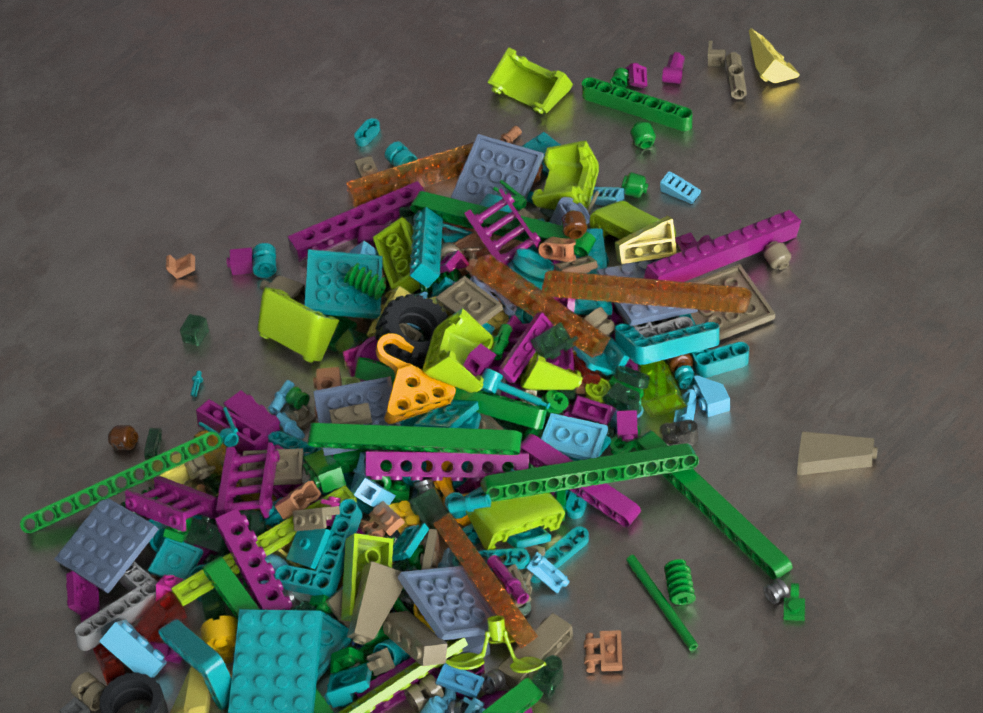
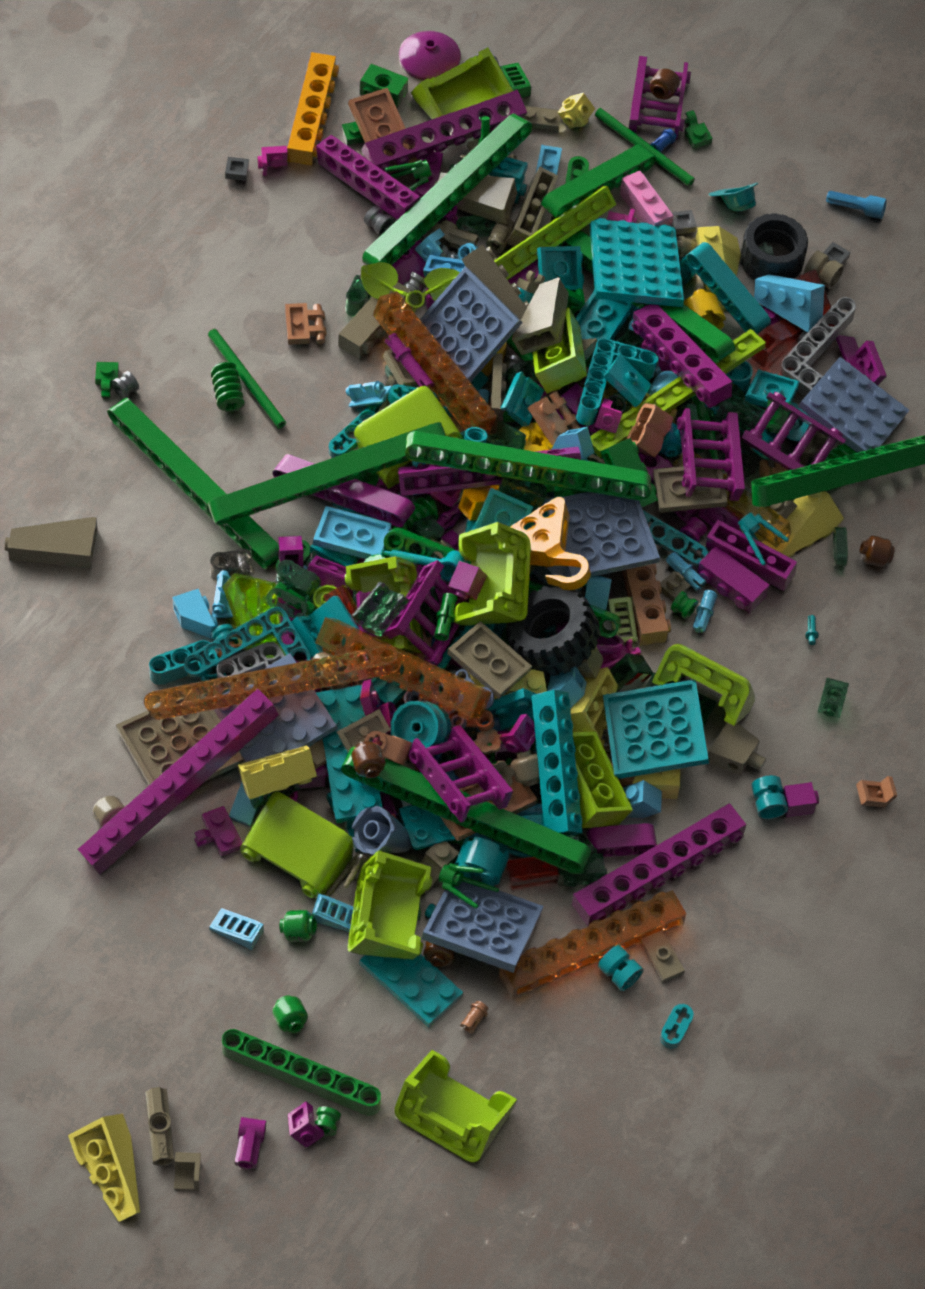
camera: 165 degrees right, 10 degrees up
(165, 584) = (770, 361): dark pink bracket -> none
(313, 518) = (623, 393): dark tan bracket -> none
(354, 414) = (608, 519): dark tan plate -> none
(365, 281) = (625, 718): green piece -> none
(469, 503) = (458, 419): teal pin -> none

